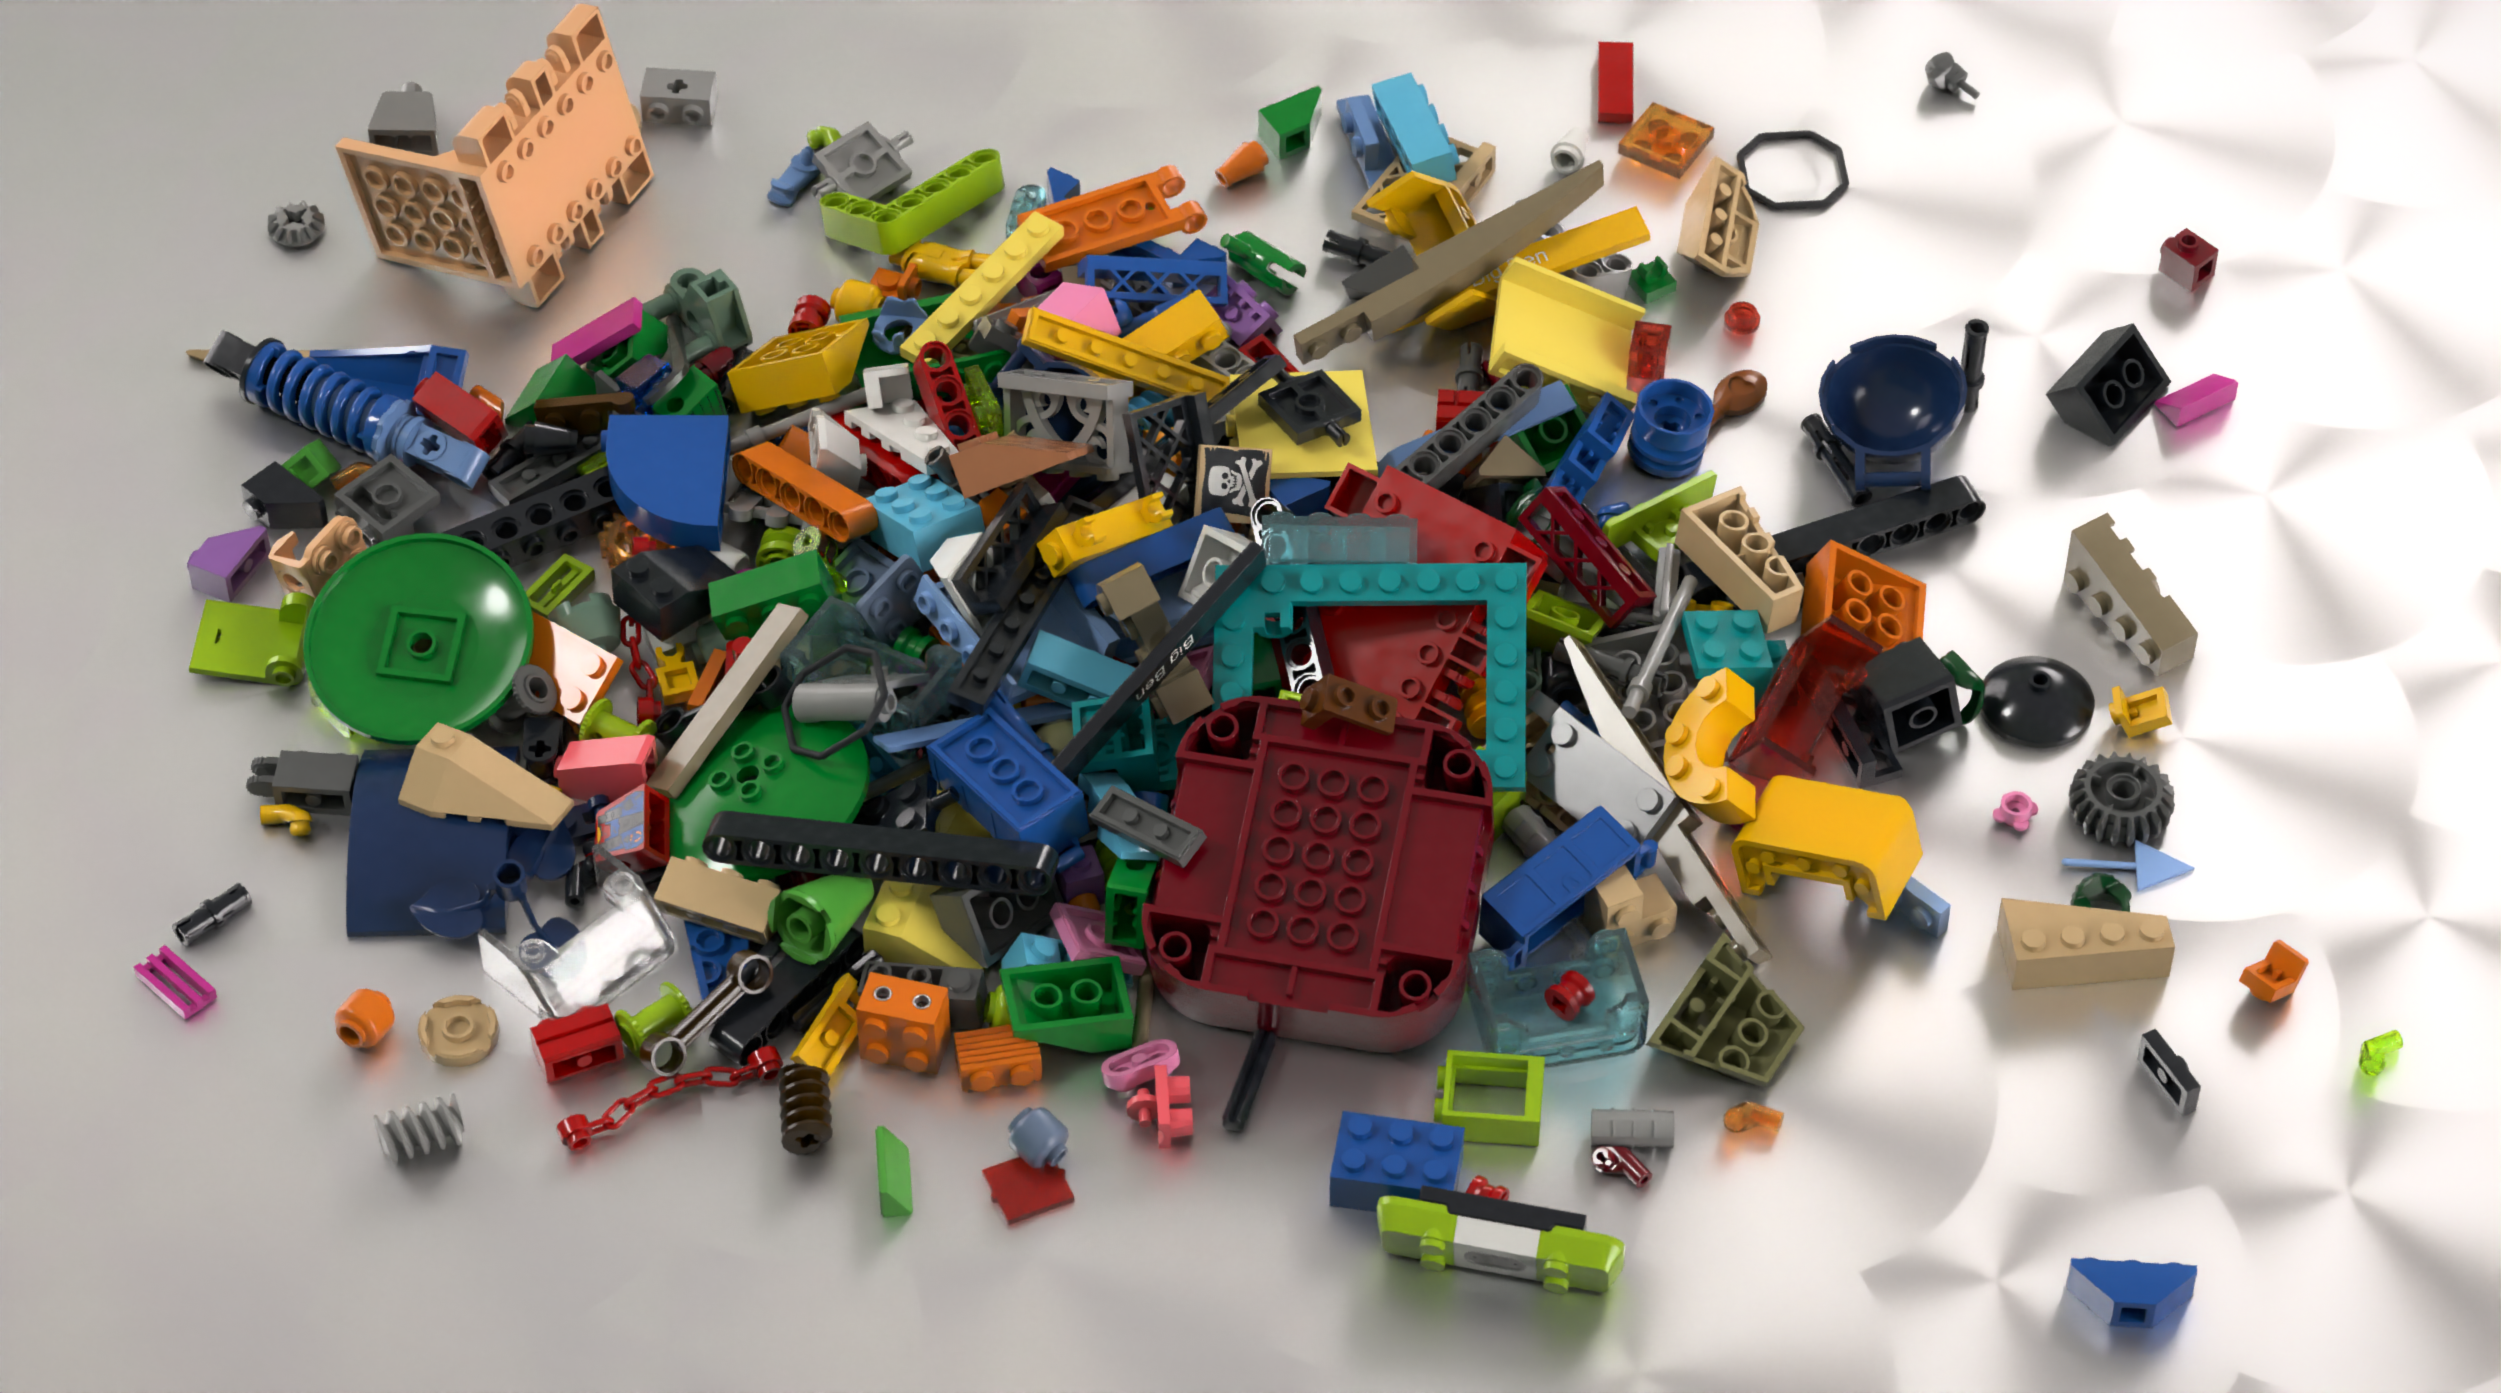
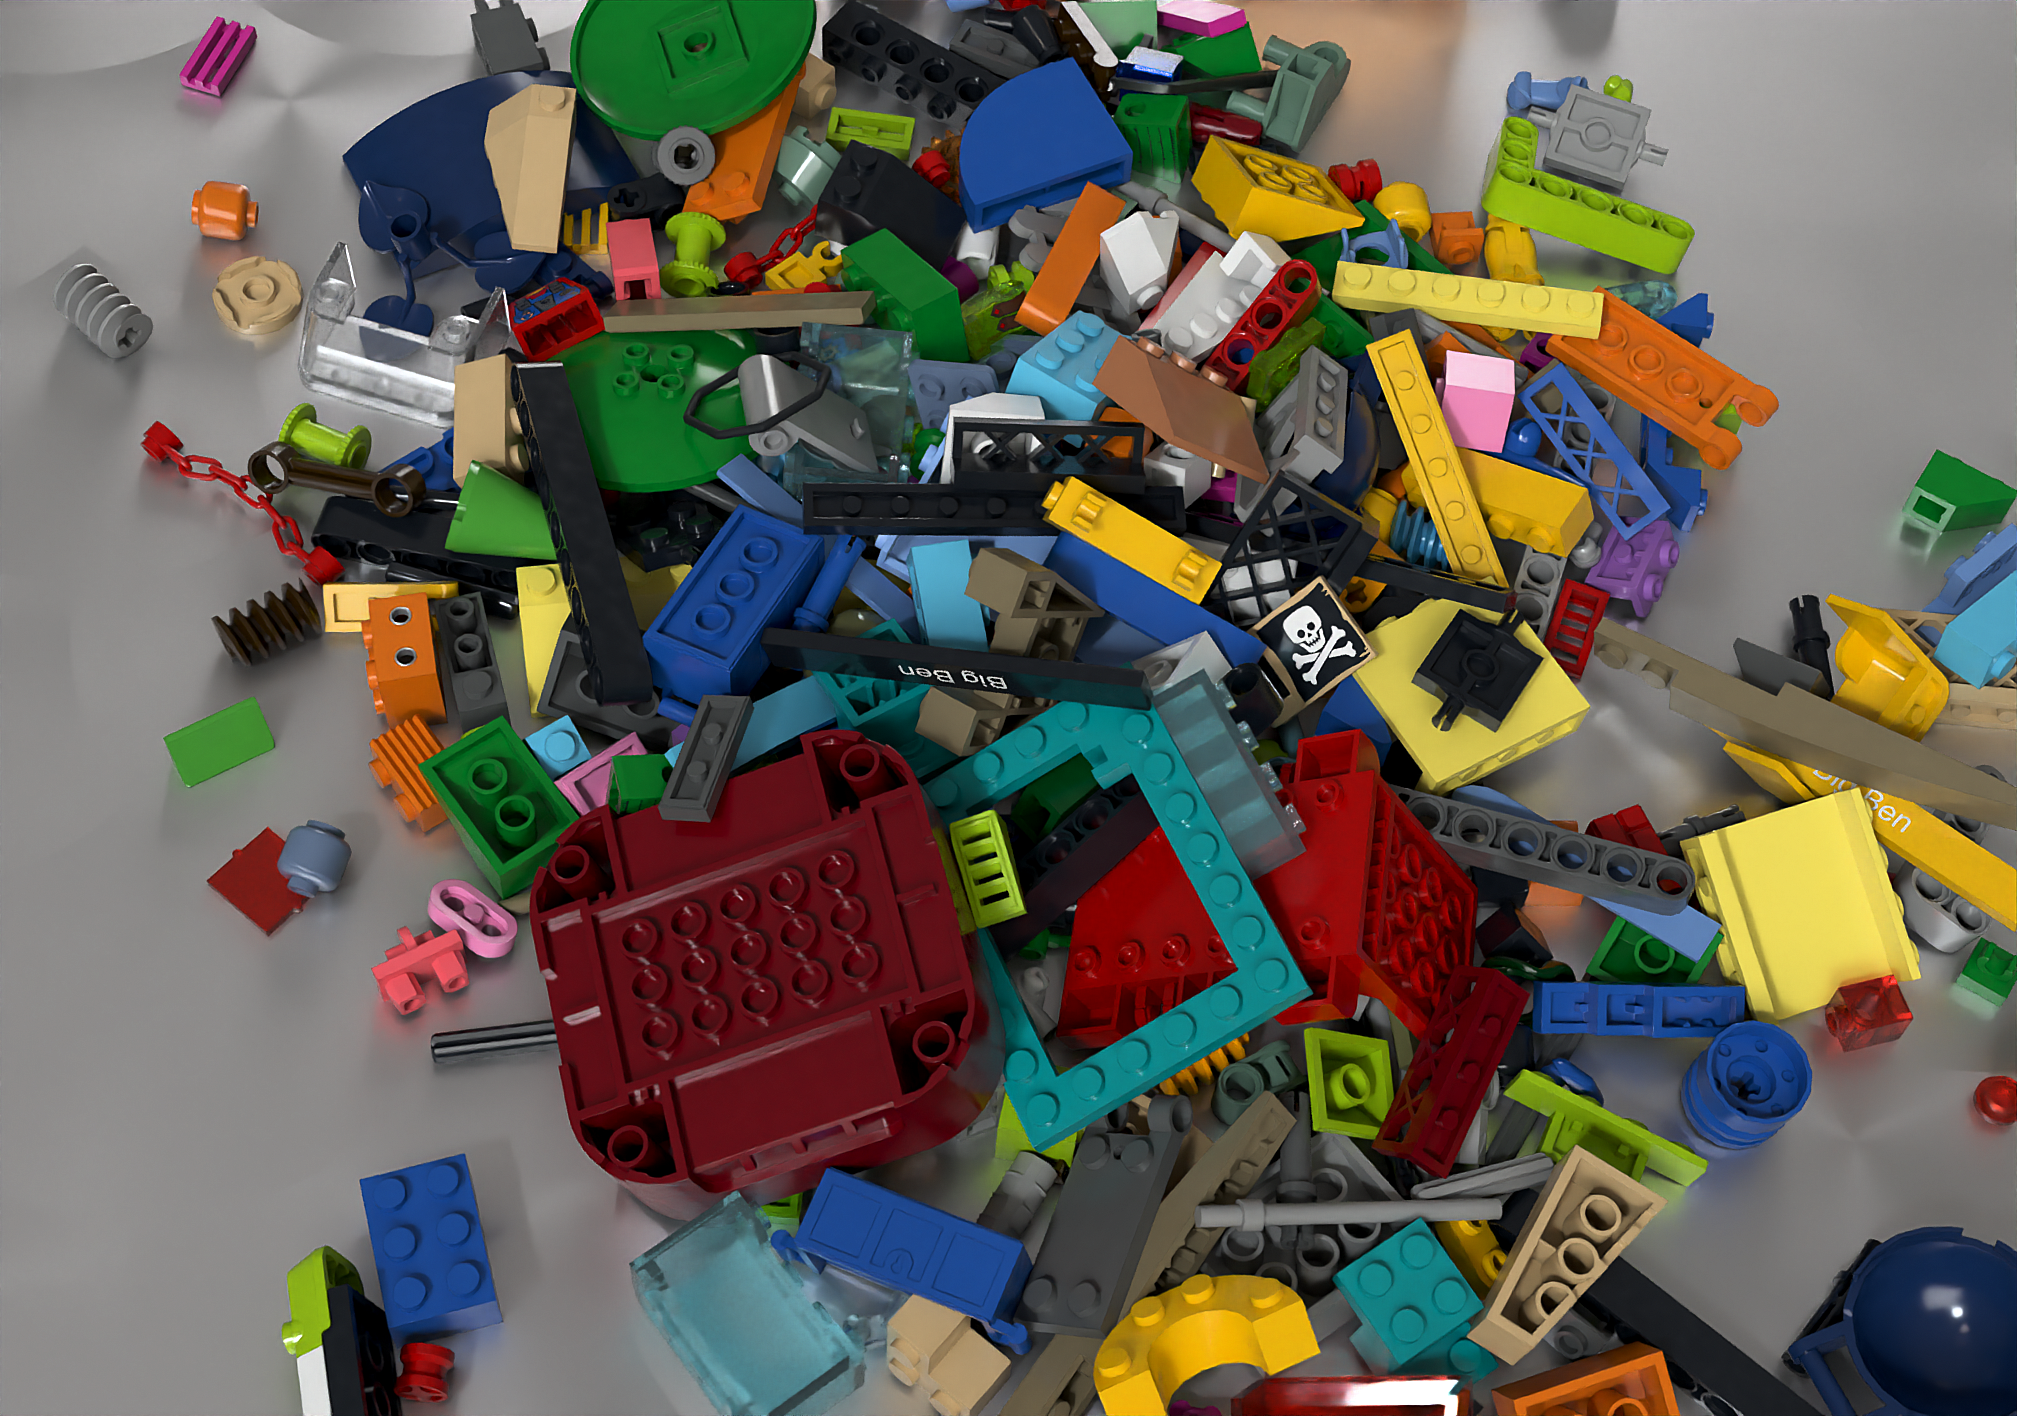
camera: 60 degrees right, 10 degrees up
(212, 914) = (312, 46): black pin -> none
(287, 814) = (462, 54): yellow arm -> none
(576, 1042) = (268, 387): red brick -> none
(1242, 164) = (1859, 474): orange cone -> none
(1257, 255) = (1724, 551): green piece -> none
(1349, 702) = (934, 880): reddish brown bracket -> none
(1492, 1070) = (602, 1363): lime window -> none
(1504, 464) = (1562, 923): dark tan slope -> none
(1569, 995) = (777, 1340): red wheel -> none
(1739, 394) = (1869, 1144): dark orange piece -> none

